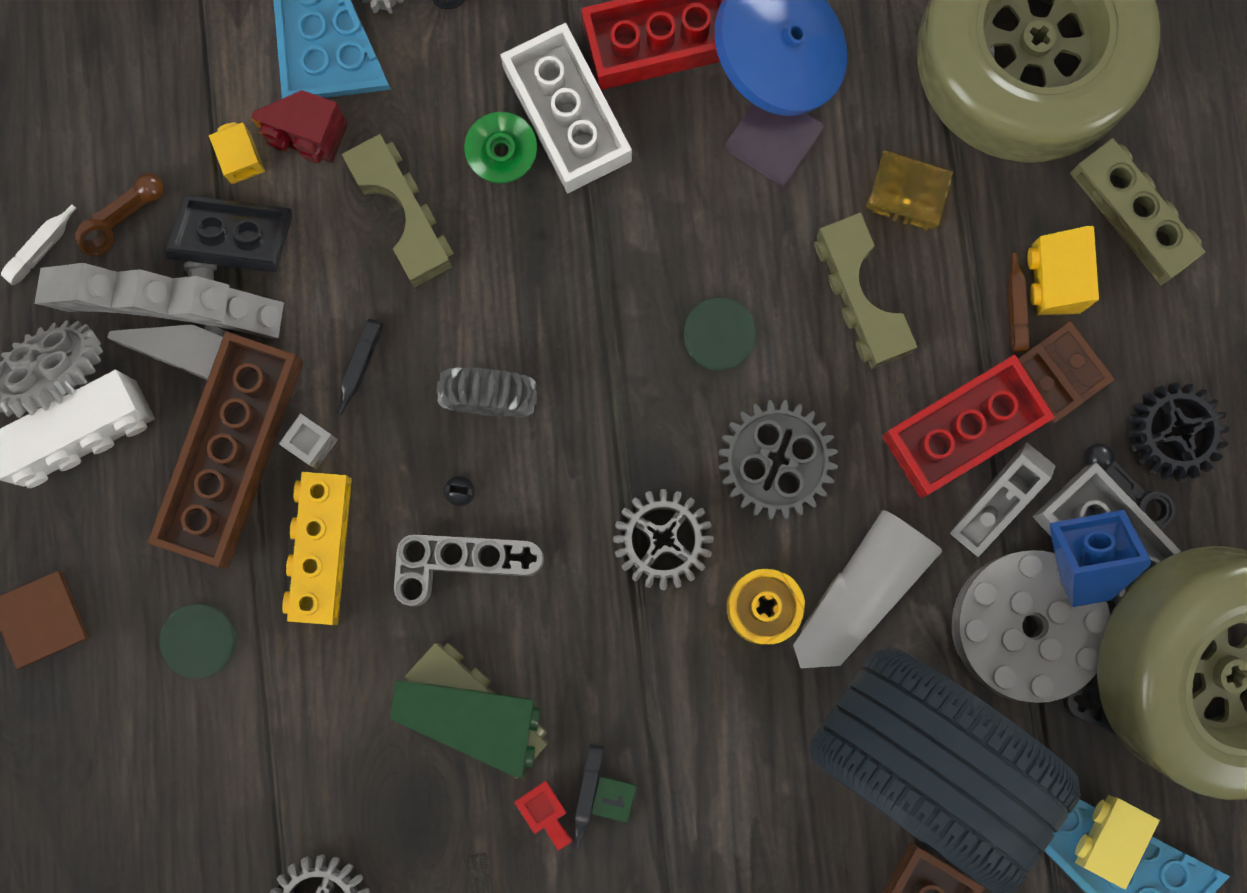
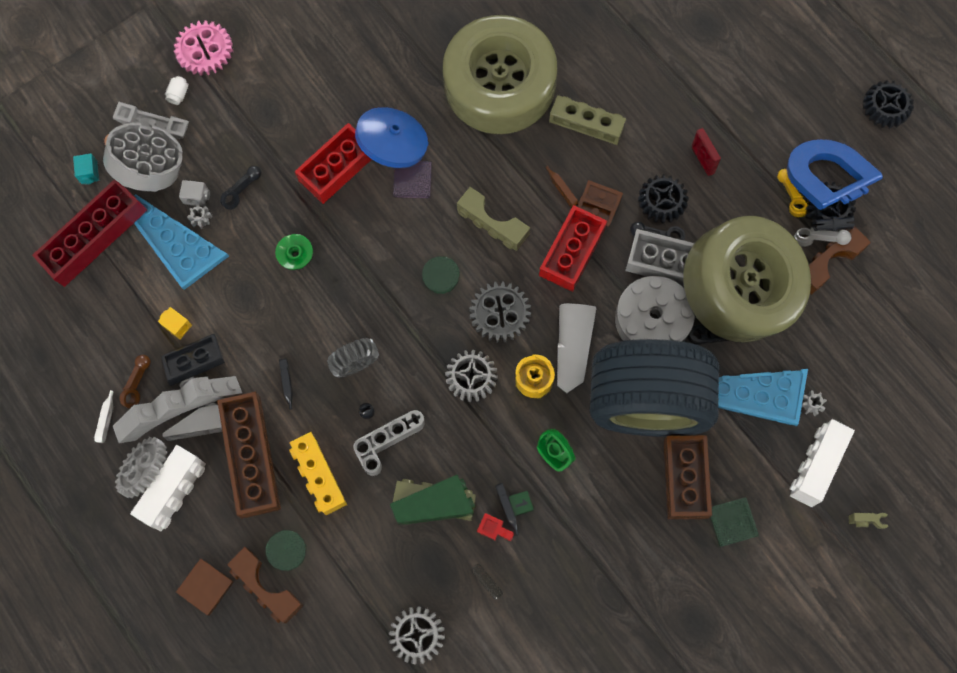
camera: 30 degrees left, 10 degrees down
(118, 633) = (247, 567): none -> reddish brown arch
(303, 124) = (198, 292): dark red slope -> none
(308, 441) = (284, 428): light grey brick -> none
(377, 172) = (244, 294): olive arch -> none
(566, 108) = (313, 217): white brick -> none
(723, 749) = (555, 450): none -> green piece
(909, 190) = (485, 166): clear yellow hinge -> none
(1003, 499) = (608, 270): light grey slope -> none
(1064, 272) = (572, 161): yellow slope -> none
(1097, 556) = (662, 265): blue slope -> none
(1115, 841) = (749, 382): light yellow brick -> none

